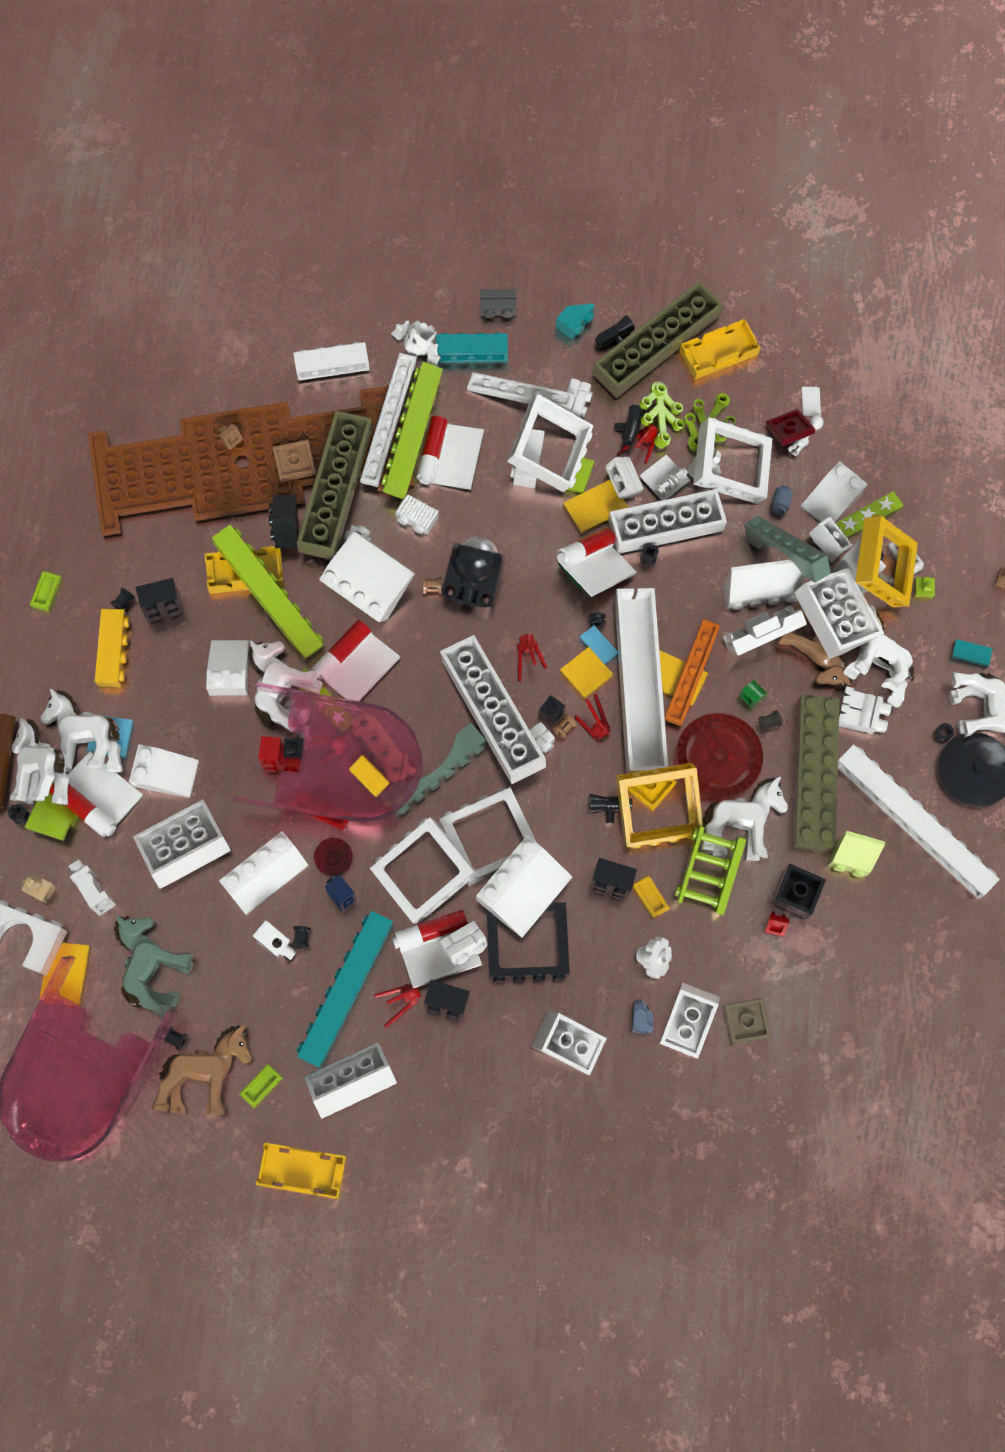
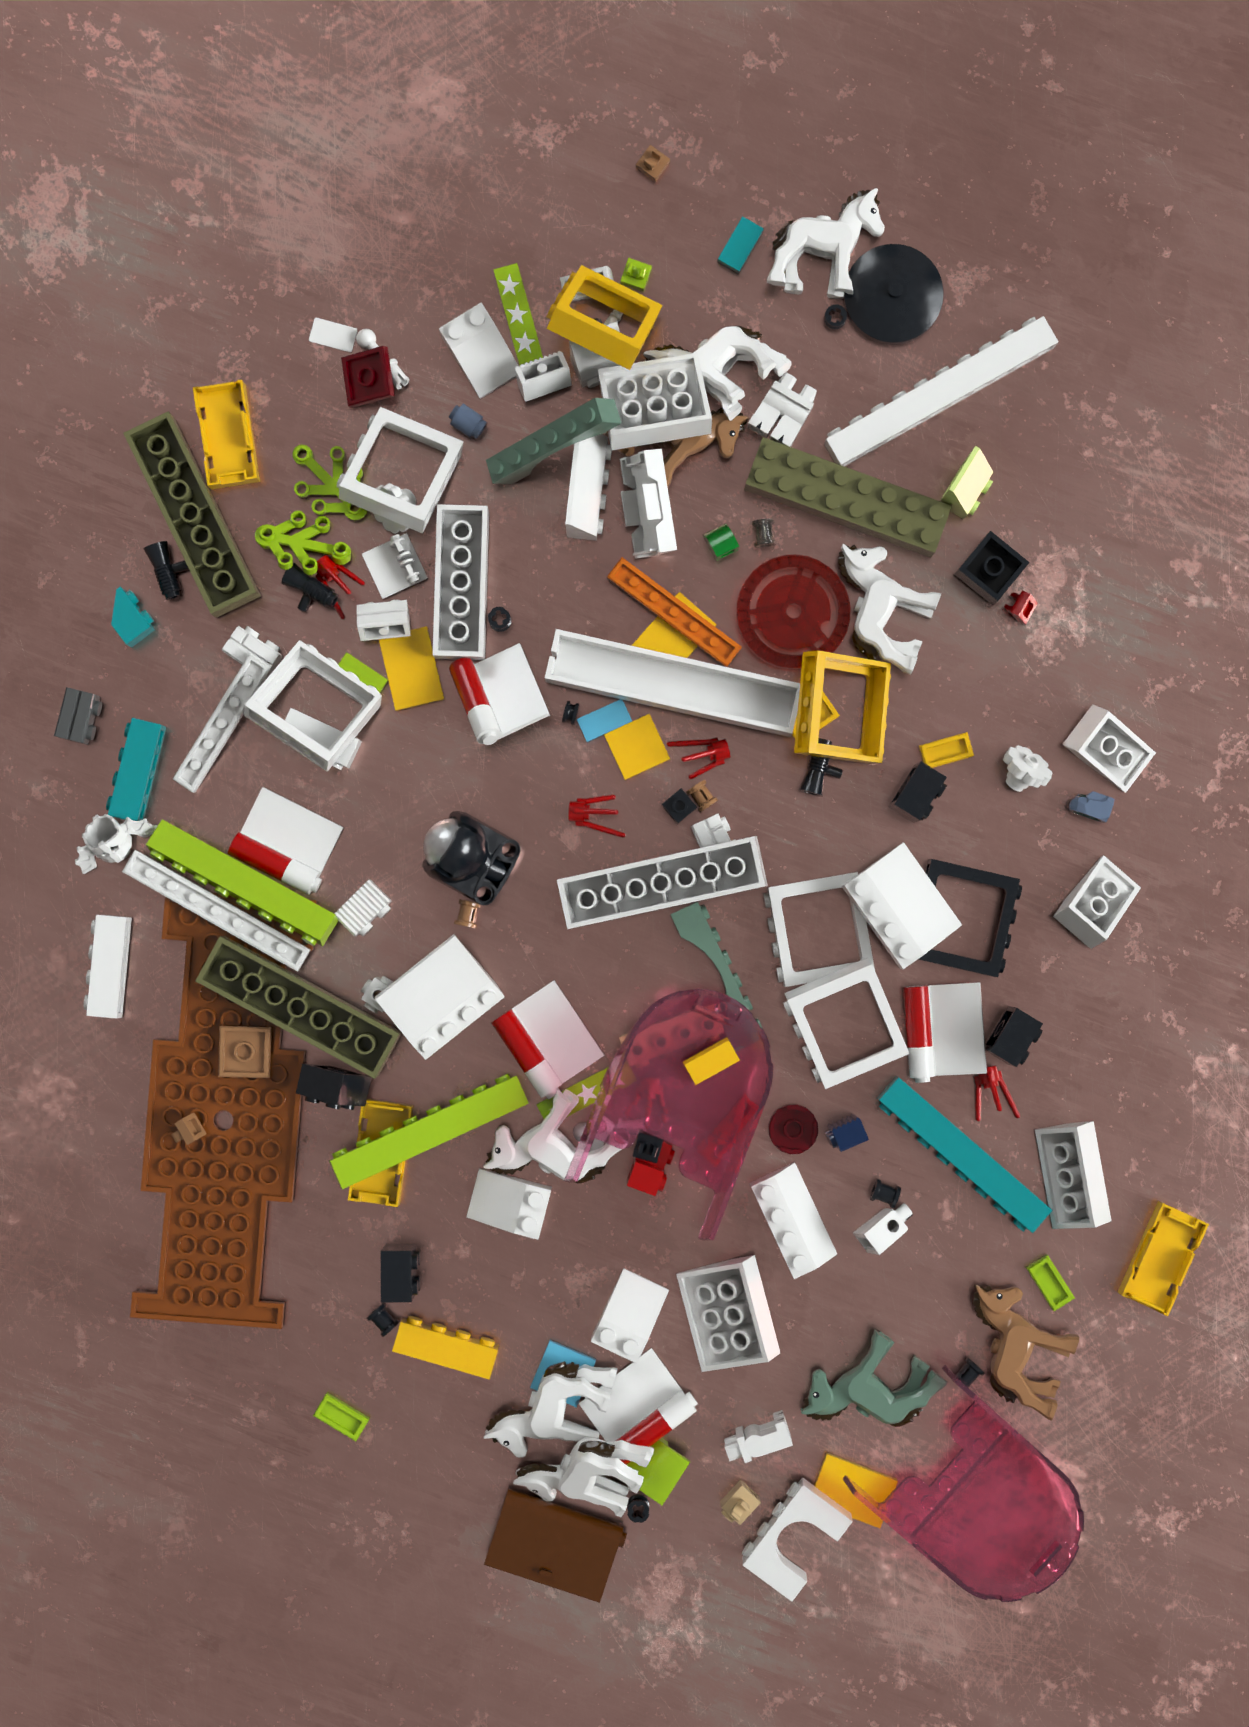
camera: 75 degrees left, 15 degrees up
(463, 943) = (951, 998): white brick -> none
(730, 864) = (959, 655): lime fence -> none
(747, 1021) = (1127, 679): dark tan tile -> none

